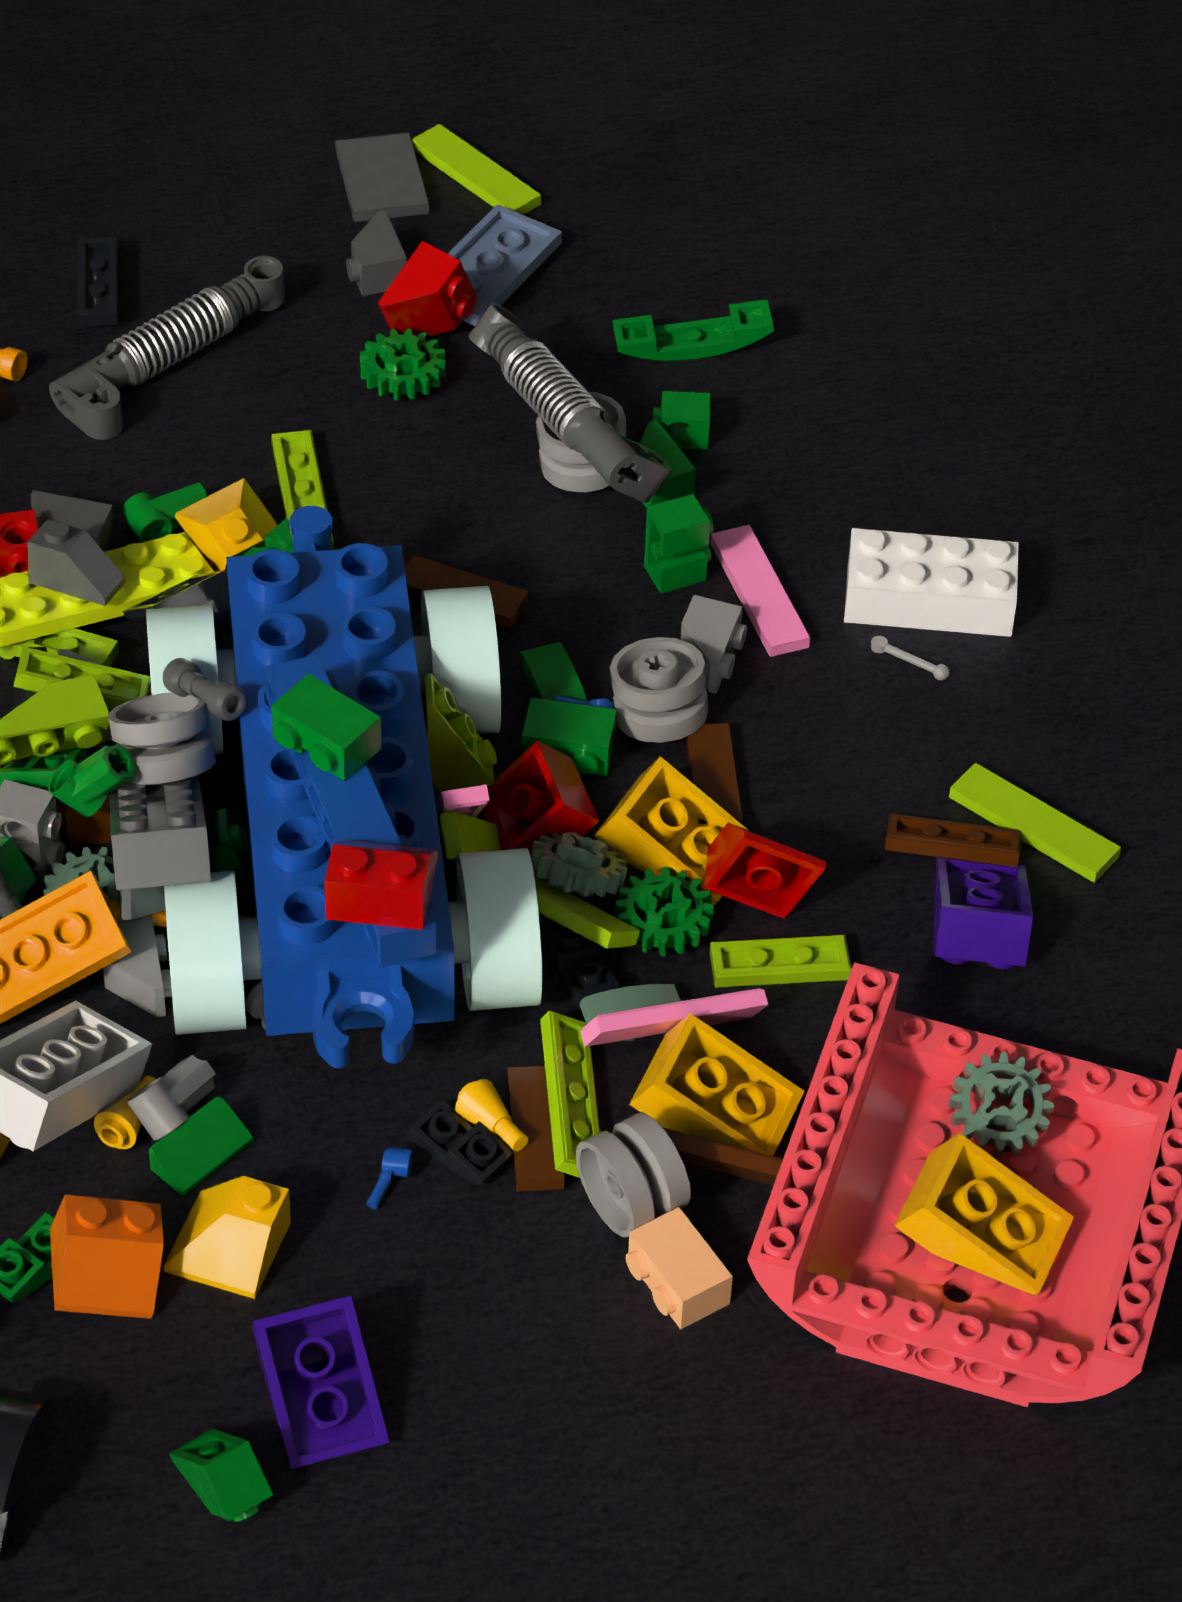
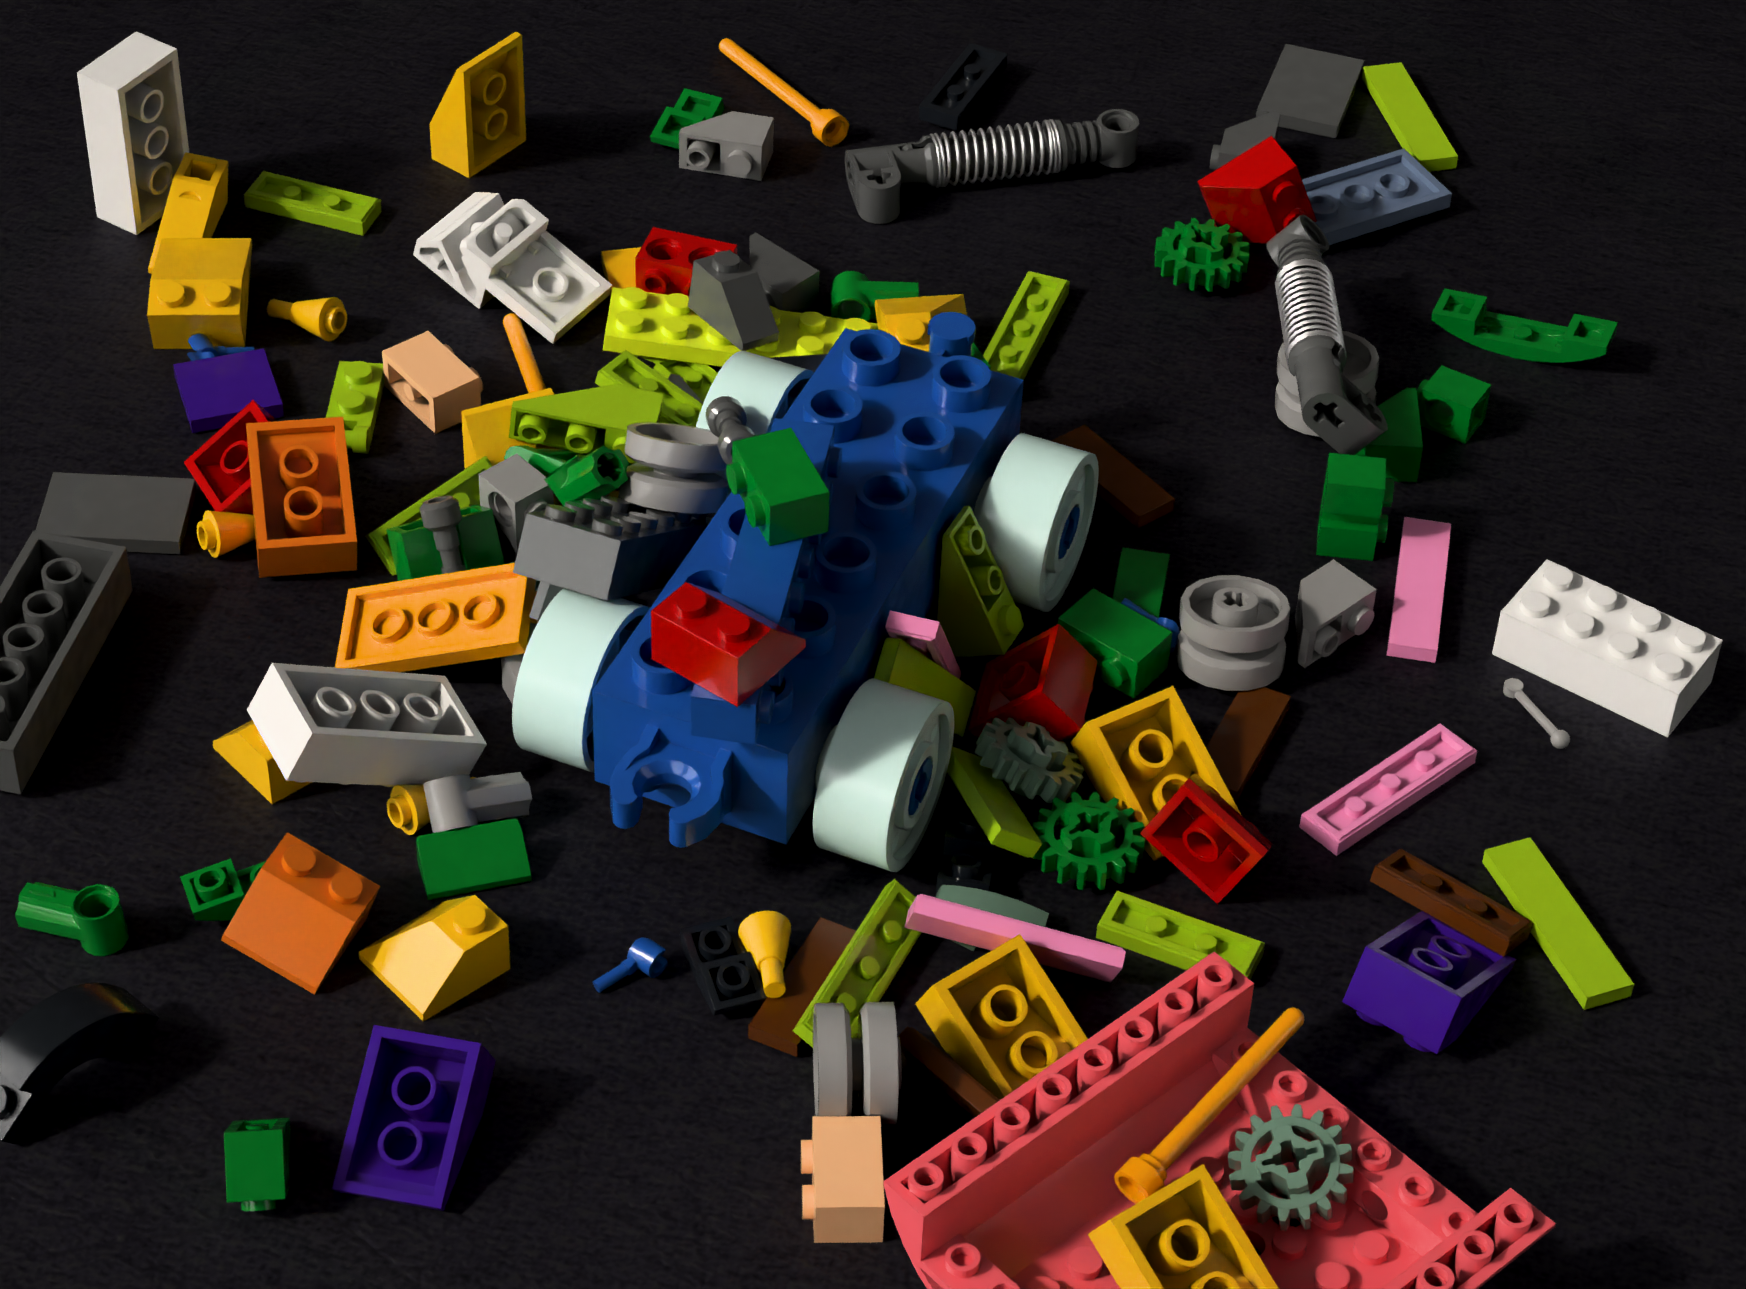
camera: 30 degrees right, 5 degrees down
(846, 768) = (1387, 789): none -> bright pink tile
(901, 1163) = (1147, 1173): none -> light orange piece

